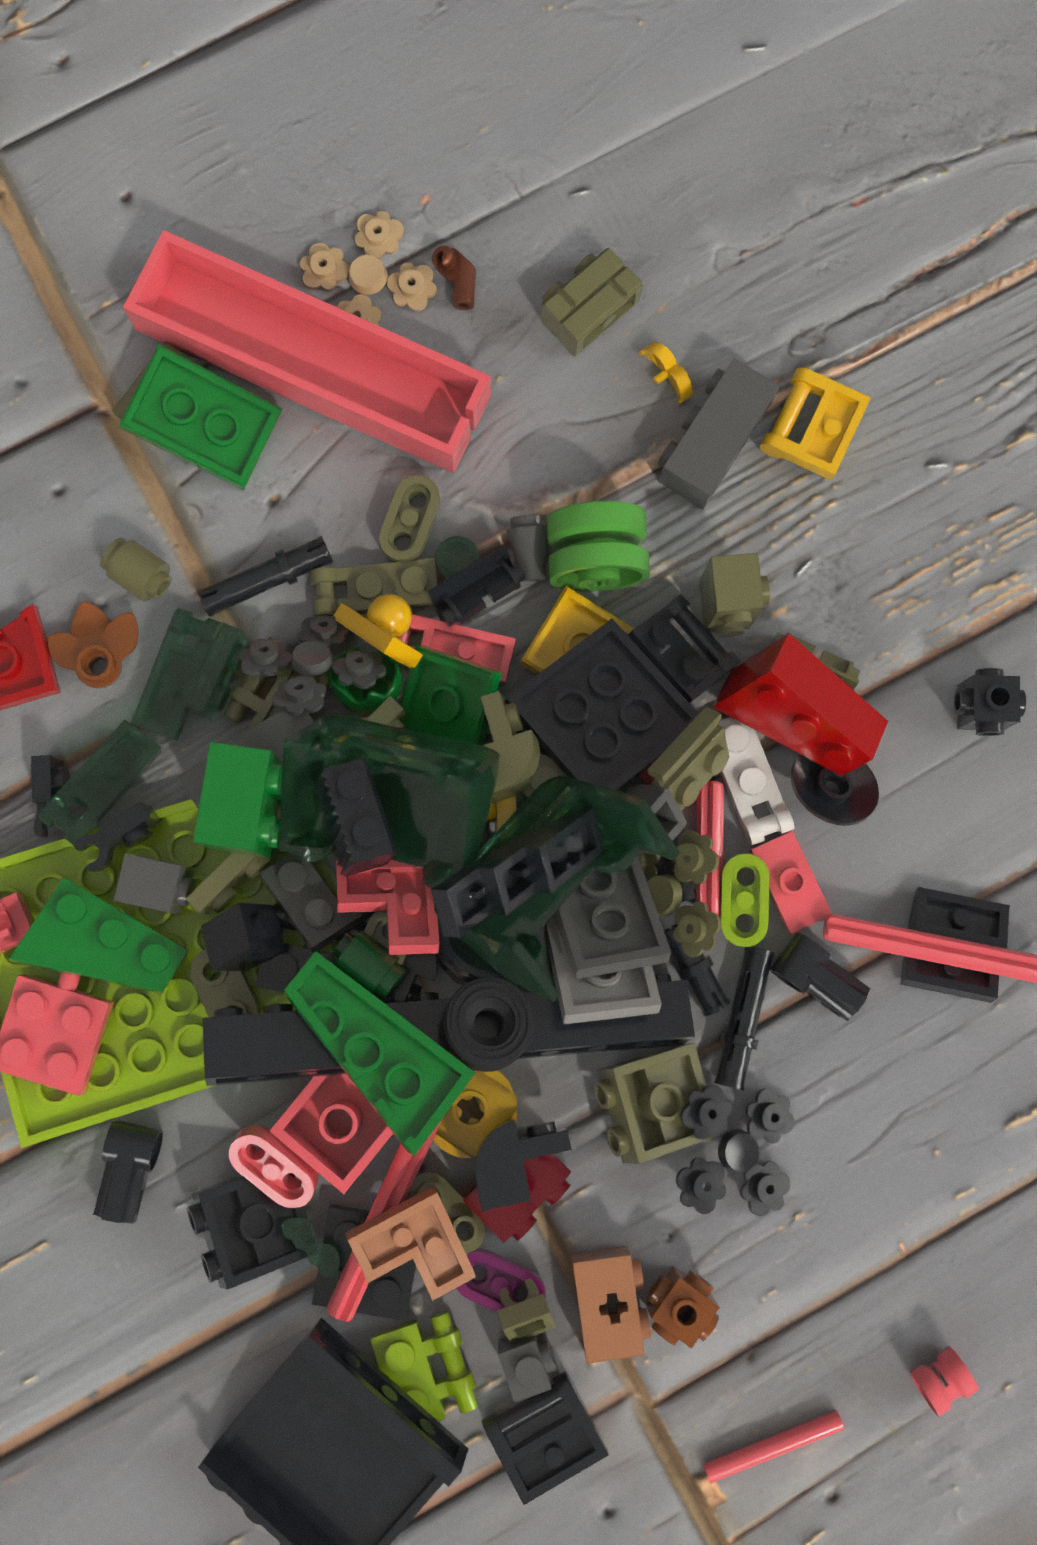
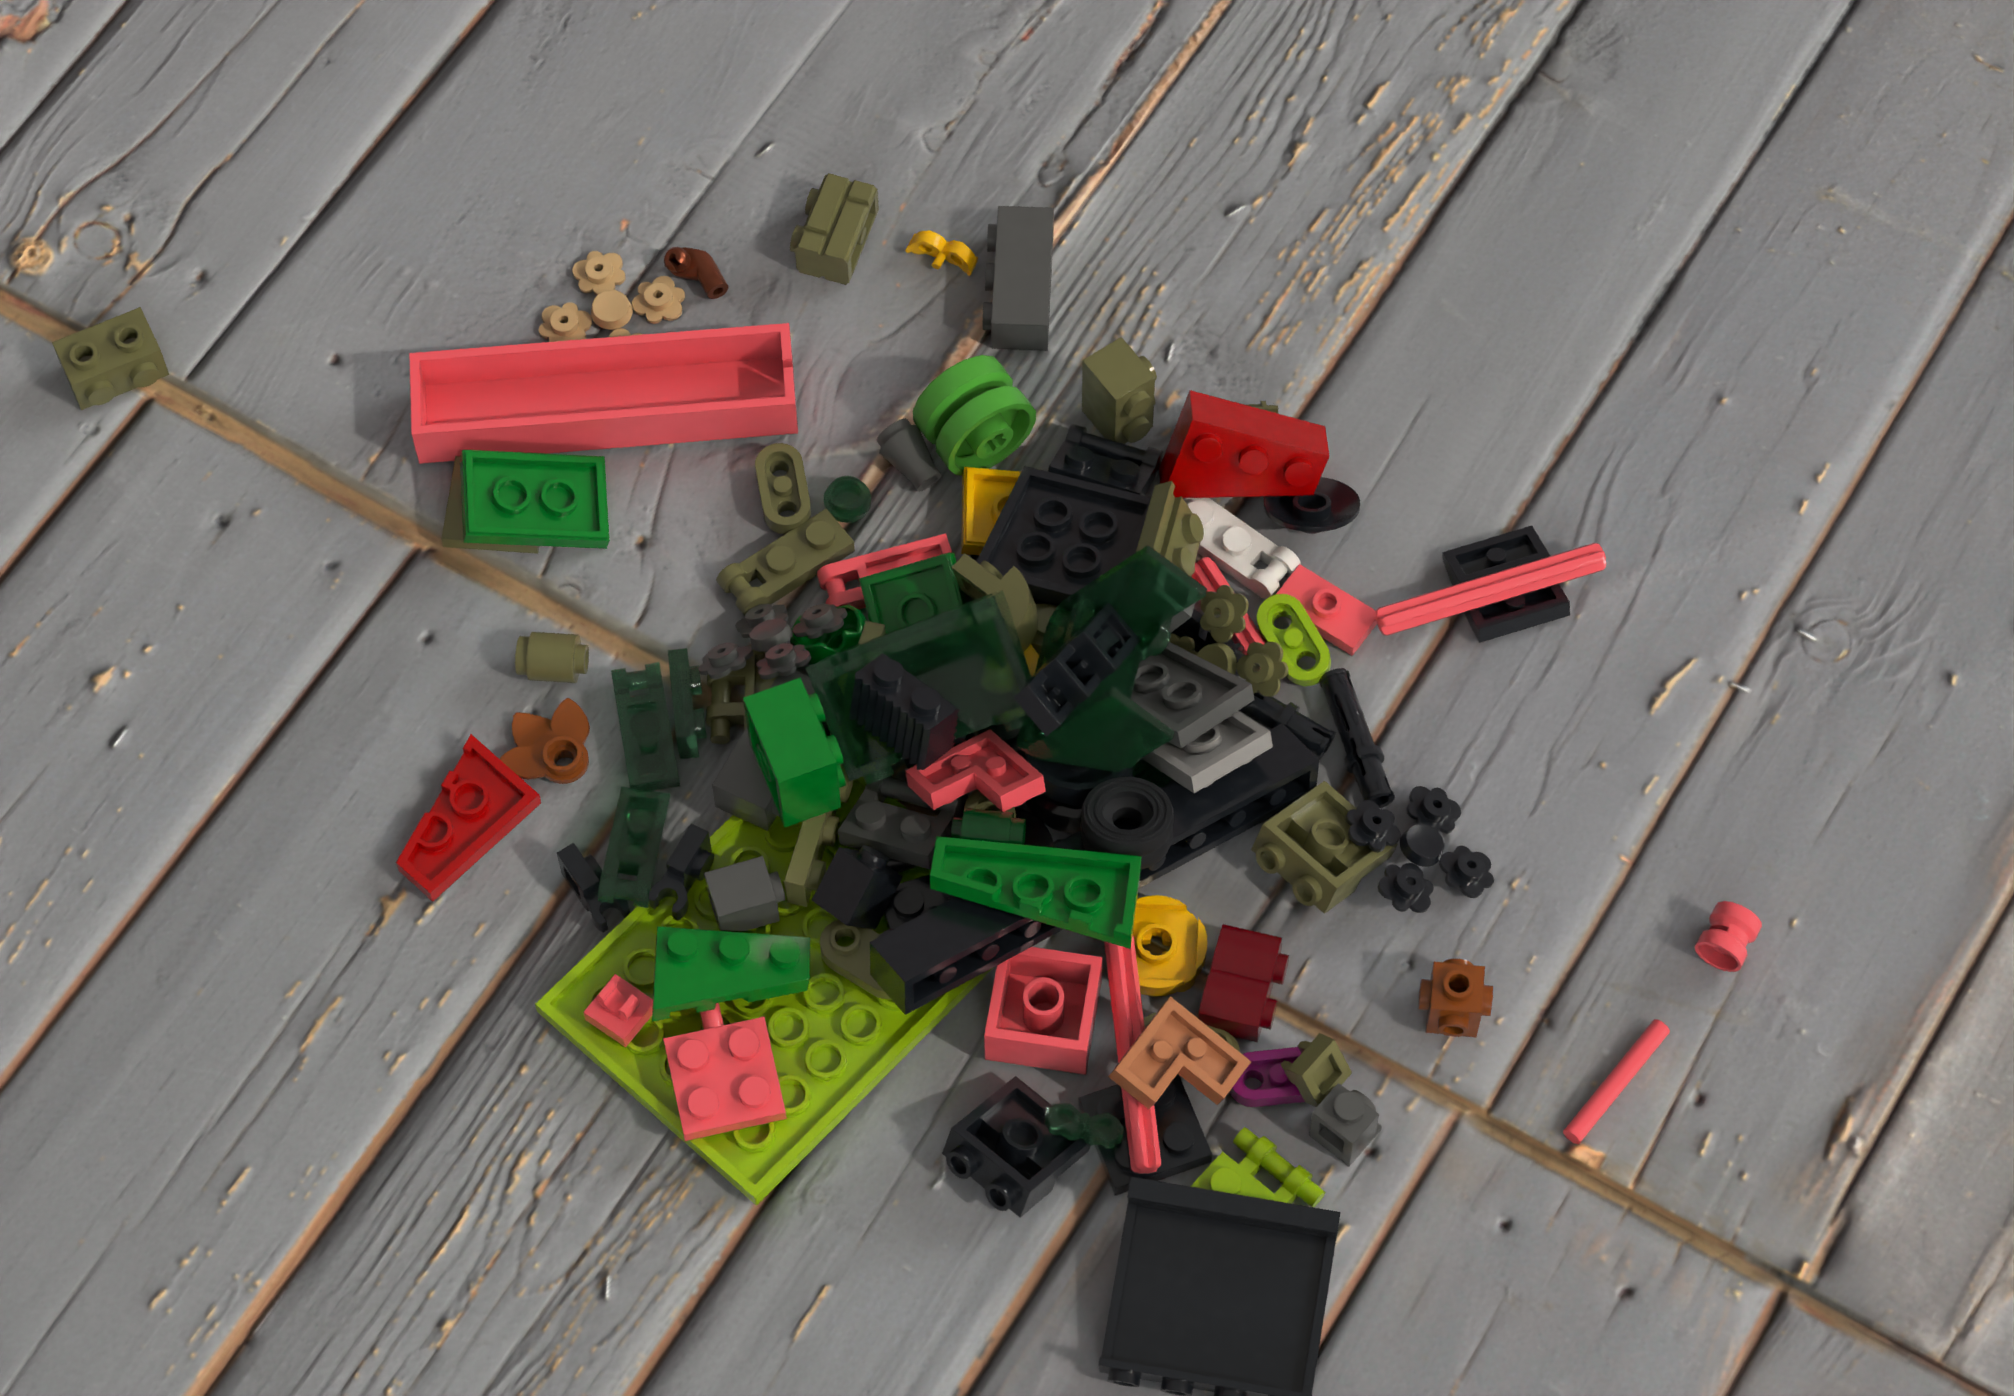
camera: 25 degrees left, 20 degrees down
(129, 1157) = (864, 1158): black piece -> none
(265, 576) = (689, 588): black pin -> none
(271, 1166) = (1005, 1071): coral plate -> none
(385, 621) = (819, 580): yellow tile -> none
(462, 593) = (877, 512): black hinge -> none
(500, 1160) = (1214, 939): black brick -> none
(552, 1452) = (1418, 1191): black plate -> none
(614, 1333) = (1390, 1060): nougat brick -> none
(808, 969) = (1386, 667): black piece -> none
(828, 430) = (1119, 227): yellow plate -> none
(978, 711) = (1404, 369): black brick -> none

